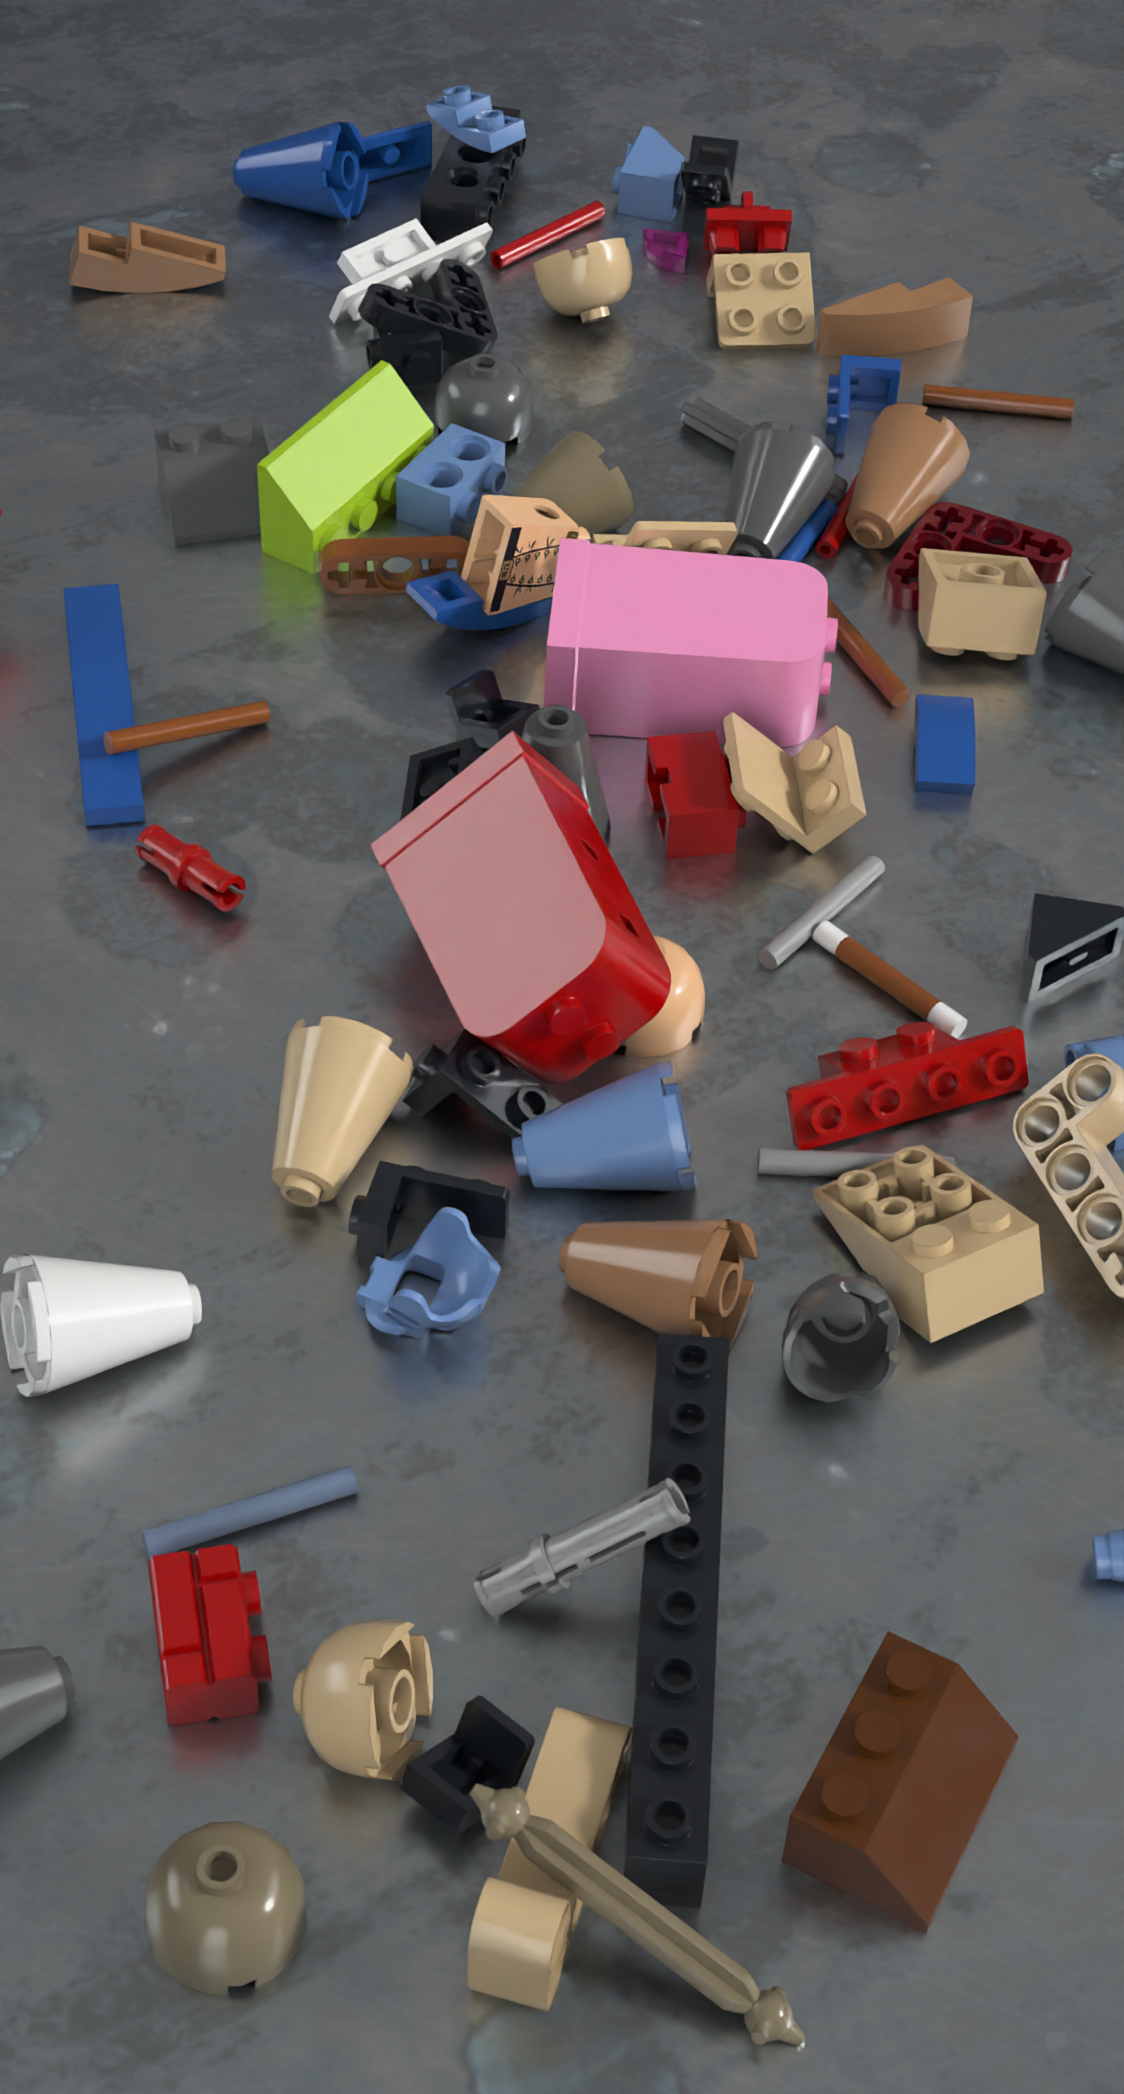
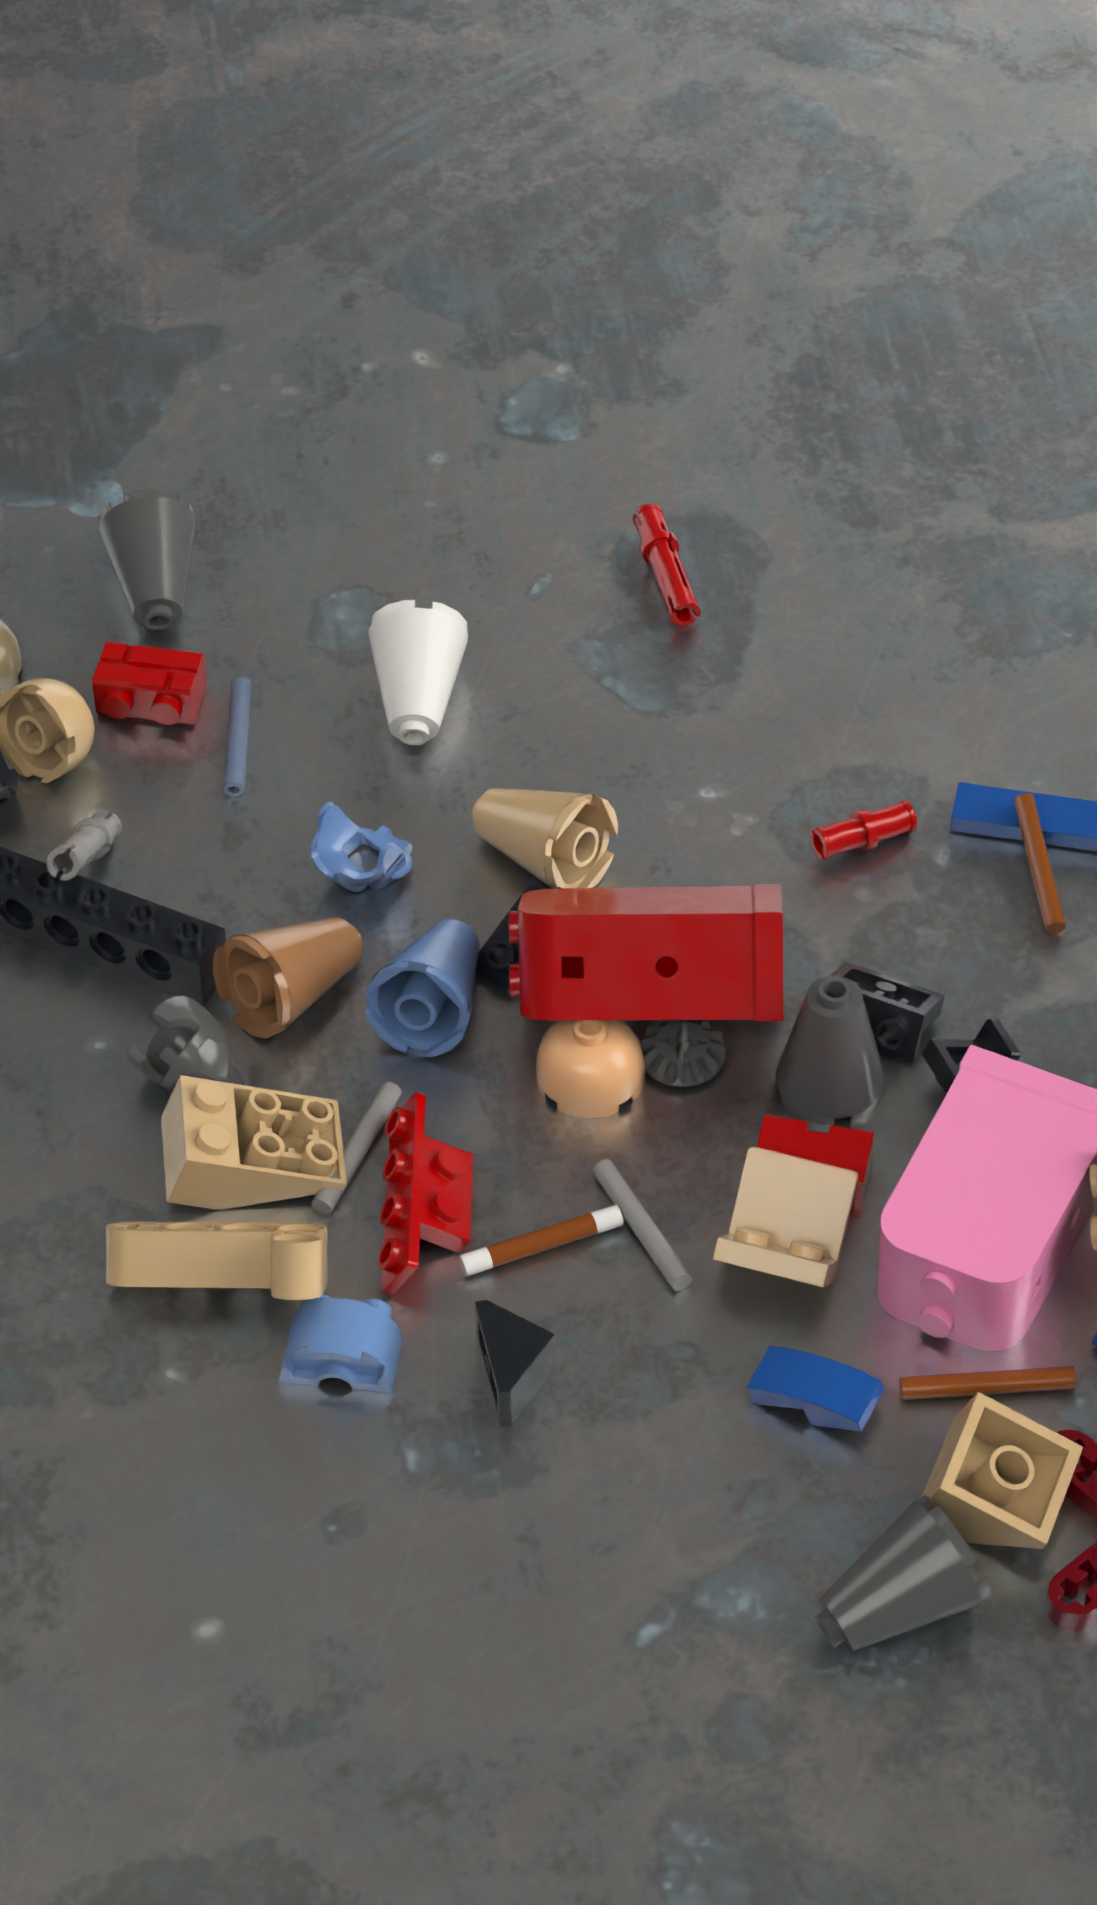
camera: 115 degrees right, 0 degrees up
(417, 1196) = (447, 863): black bracket -> none

